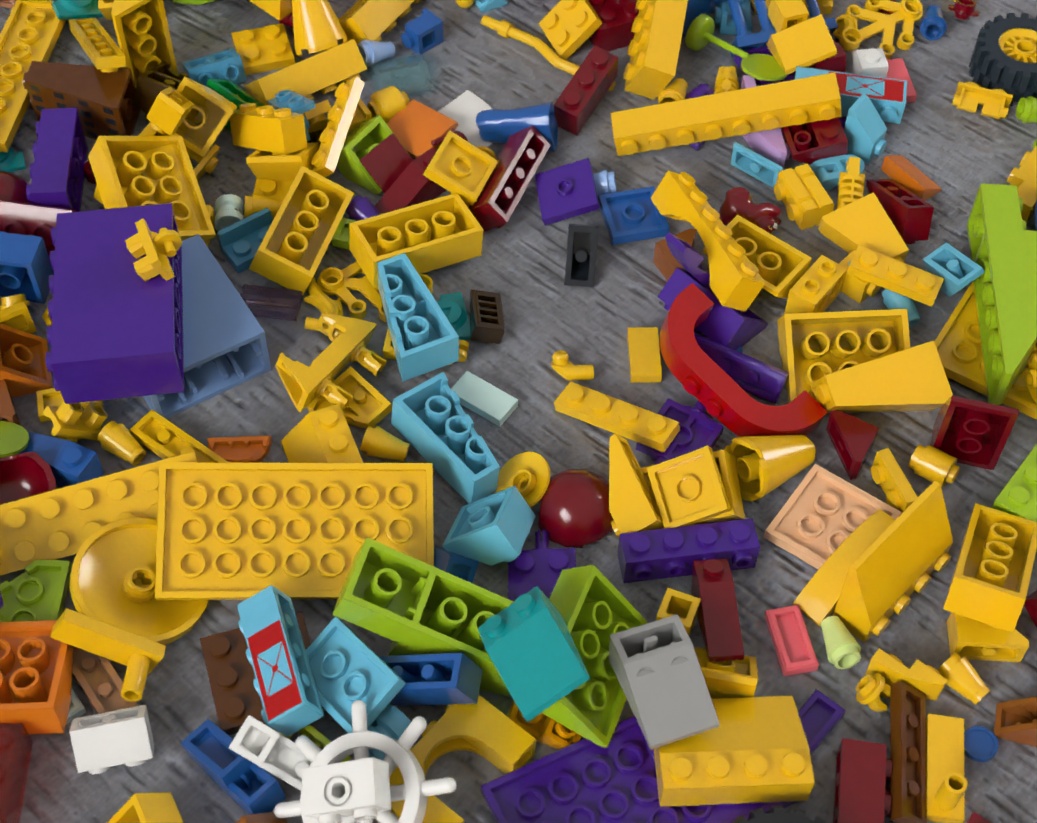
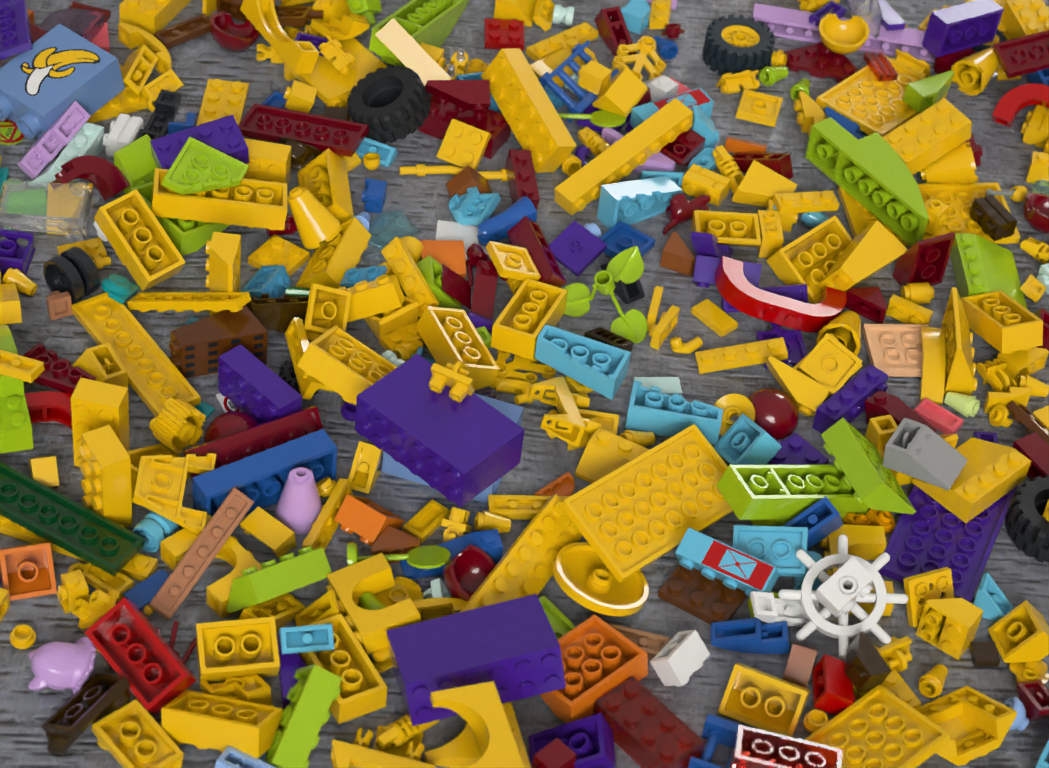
camera: 45 degrees left, 10 degrees down
(114, 644) = (633, 613): yellow piece -> none
(169, 111) = (324, 310): yellow slope -> none
(499, 247) = (625, 267): none -> lime plant
(513, 92) = (473, 207): none -> medium azure slope
(533, 652) = (867, 469): teal slope -> none
(538, 69) = (466, 179): none -> dark orange slope
(566, 332) = (665, 326): none -> yellow plate
(579, 305) = (654, 307): none -> yellow tile
(712, 169) = (635, 200): none -> medium azure wedge
(732, 275) = (735, 243): yellow arch -> none
(928, 627) = (996, 375): none -> yellow arm
(953, 267) = (837, 181): medium azure slope -> none
(975, 141) = (759, 108): none -> yellow plate

